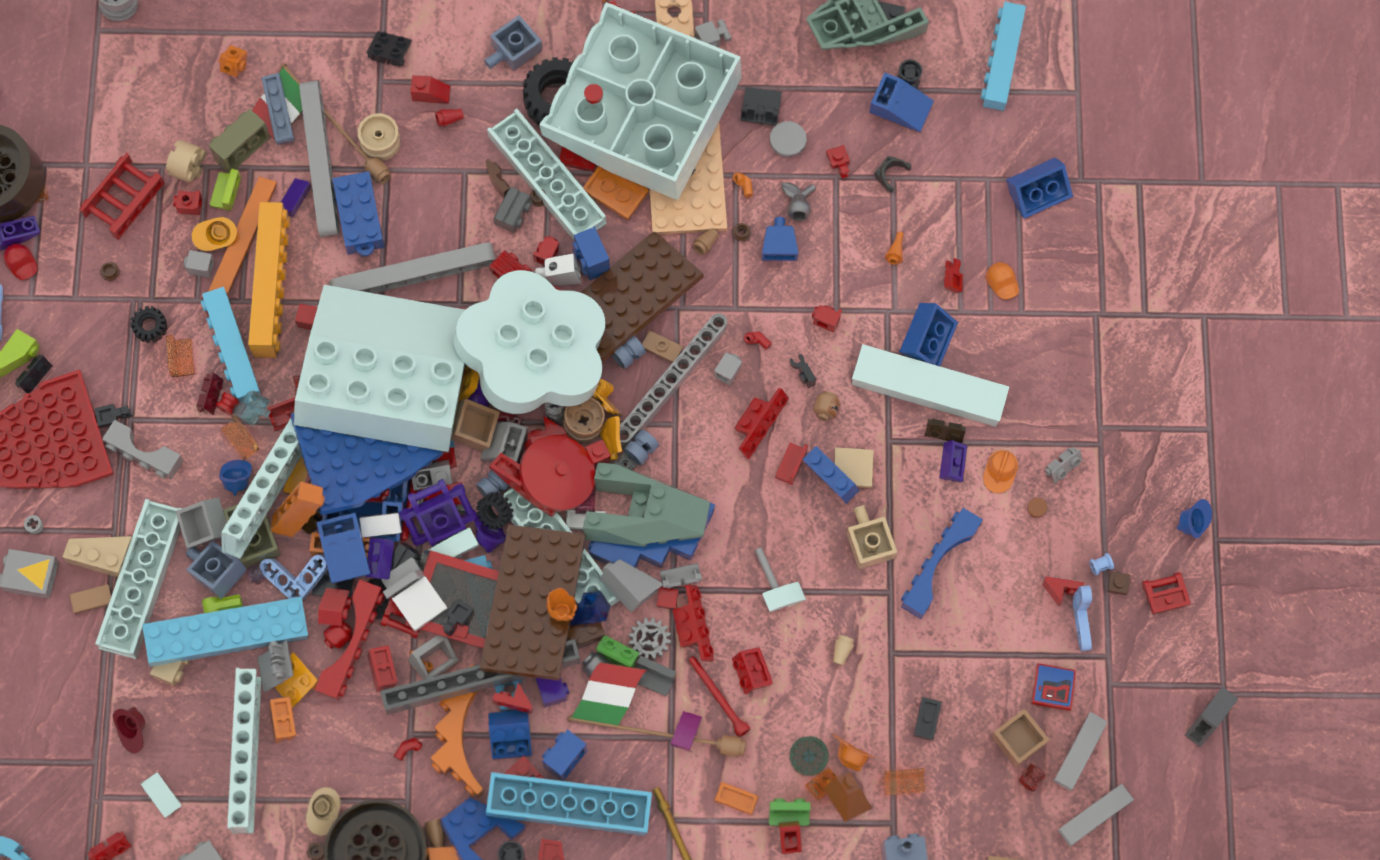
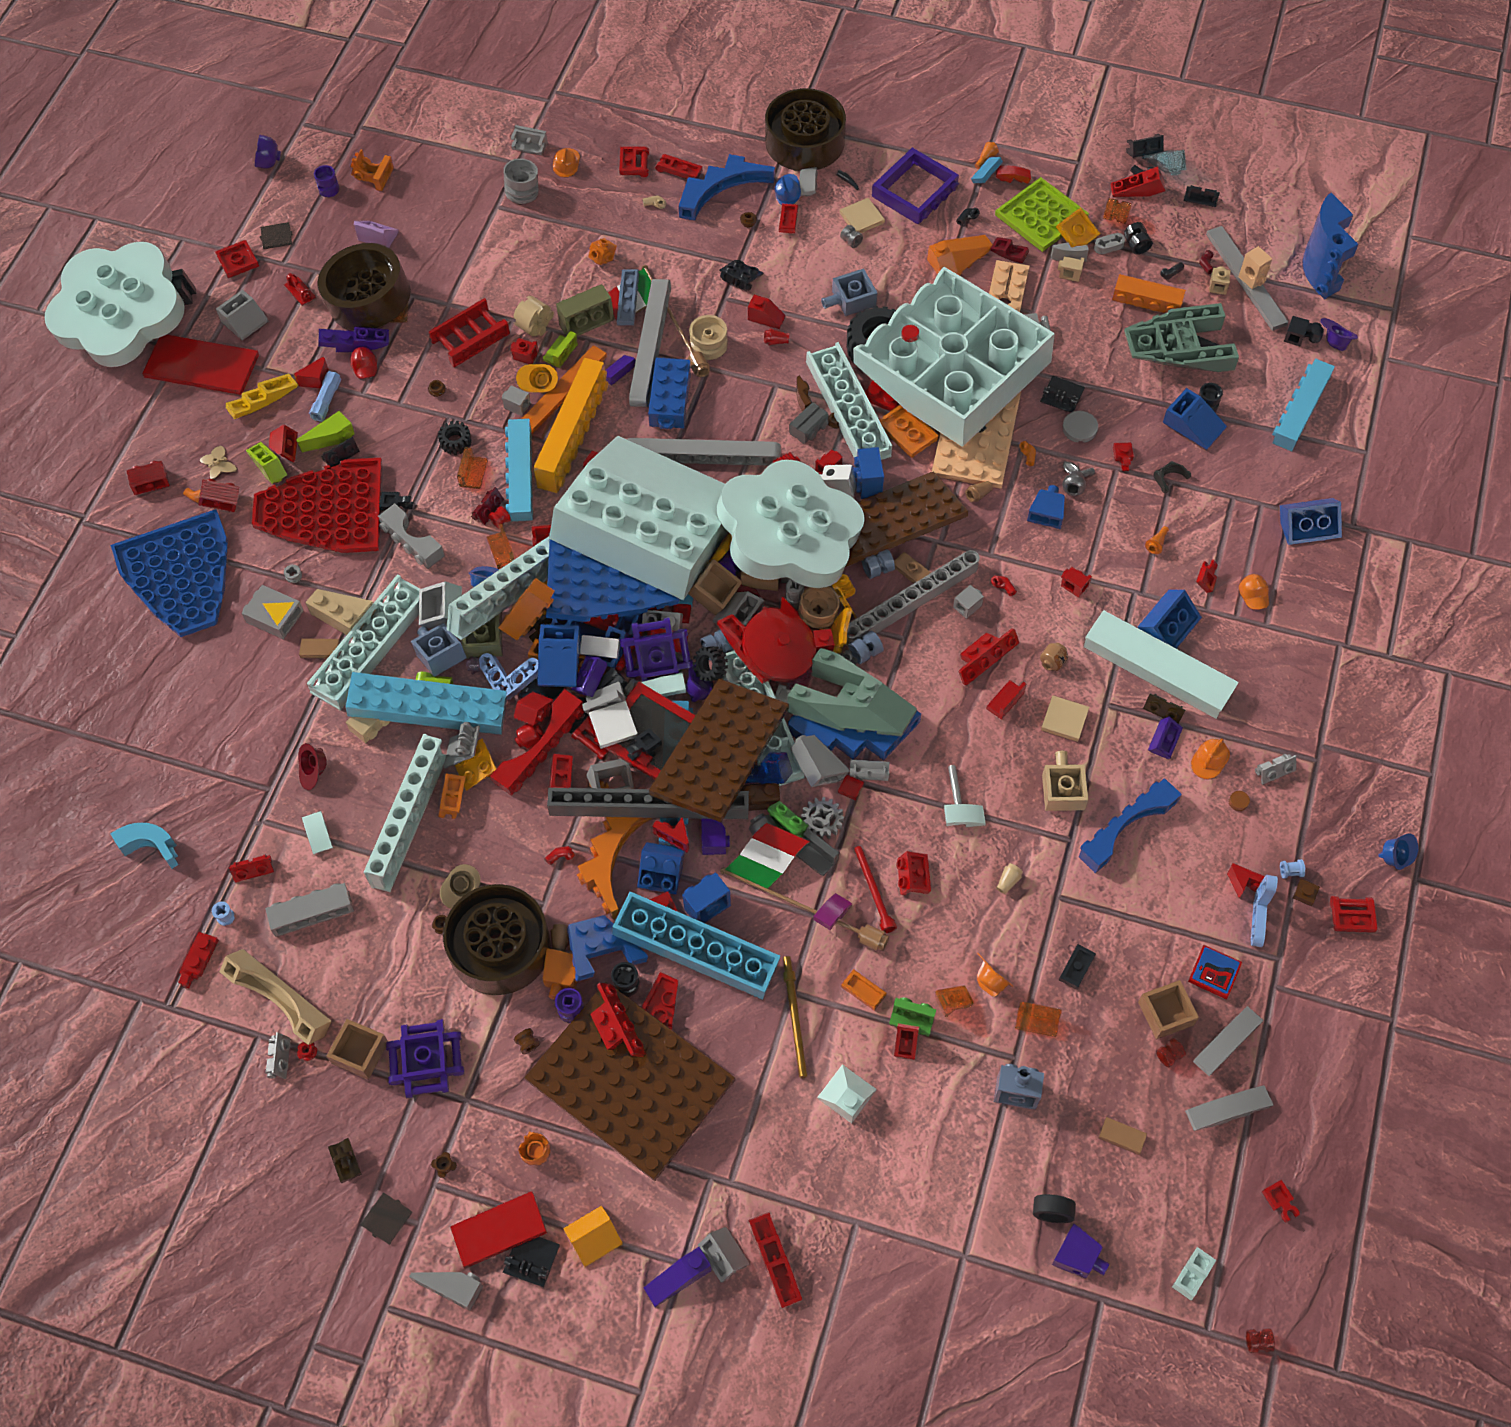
camera: 20 degrees right, 10 degrees down
(251, 407) = (519, 523): clear light blue brick -> none
(561, 605) = (743, 752): orange hair -> none
(692, 625) = (867, 817): red bracket -> none
(741, 227) = (1015, 487): reddish brown plate -> none
(806, 375) = (1041, 625): black plate -> none
(809, 756) = (947, 969): tile -> none
(831, 475) = (1041, 716): blue brick -> none
(847, 797) = (975, 1015): dark orange slope -> none
(1211, 716) = (1374, 1045): dark grey slope -> none

